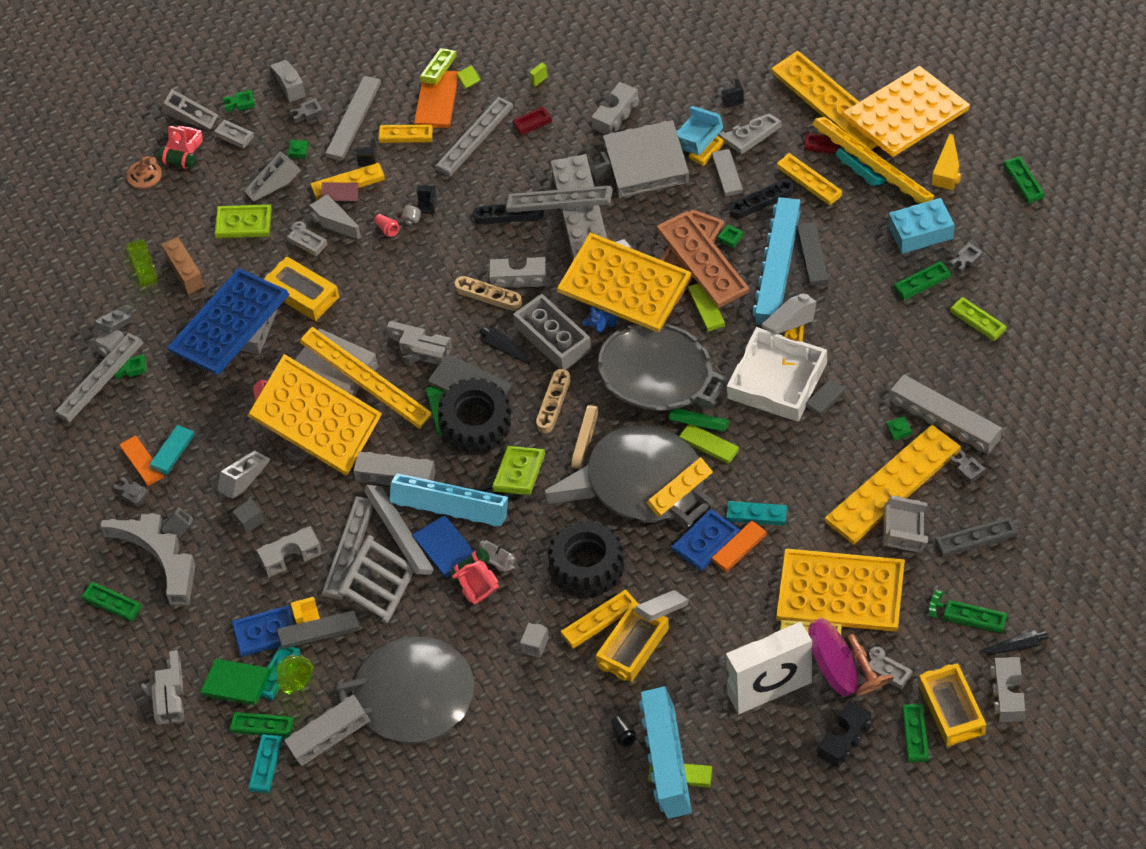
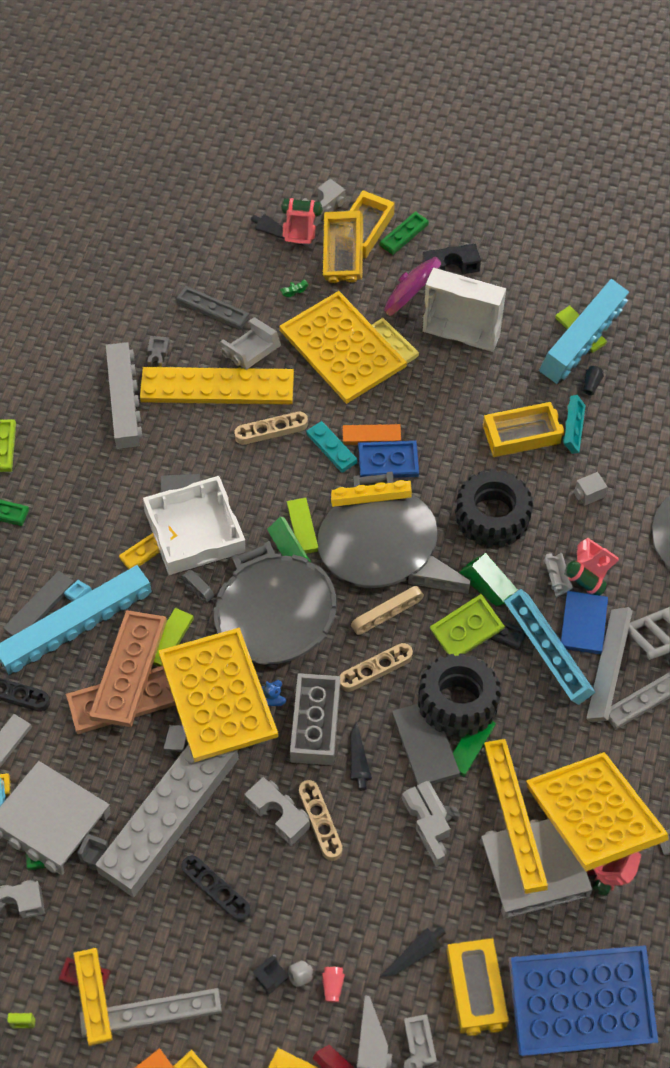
camera: 140 degrees left, 5 degrees up
(356, 280) = (421, 947): none -> black bar
(383, 468) = (565, 718): light grey brick -> none
(513, 112) = (92, 997): none -> yellow tile
(538, 508) = (488, 579): none -> slope
(559, 199) = (173, 832): light grey tile -> none
(597, 619) = (528, 466): yellow plate -> none
(598, 680) = (574, 424): none -> teal plate
(661, 605) = (479, 427): light grey tile -> none
(726, 345) = (198, 586): none -> dark grey beam
(730, 236) = (77, 678): green plate -> none
(791, 314) = (129, 554): light grey slope -> none
(798, 279) = (77, 590): none -> medium azure tile
(812, 486) = (270, 425): none -> tan beam
(872, 680) = (397, 269): nougat dish -> none
(885, 666) = (375, 277): light grey hinge -> none
(899, 428) = (162, 418): green plate -> none
(935, 655) = (343, 246): none -> piece
(975, 616) = (279, 264): green tile -> none
(997, 646) = (300, 220): none -> coral piece

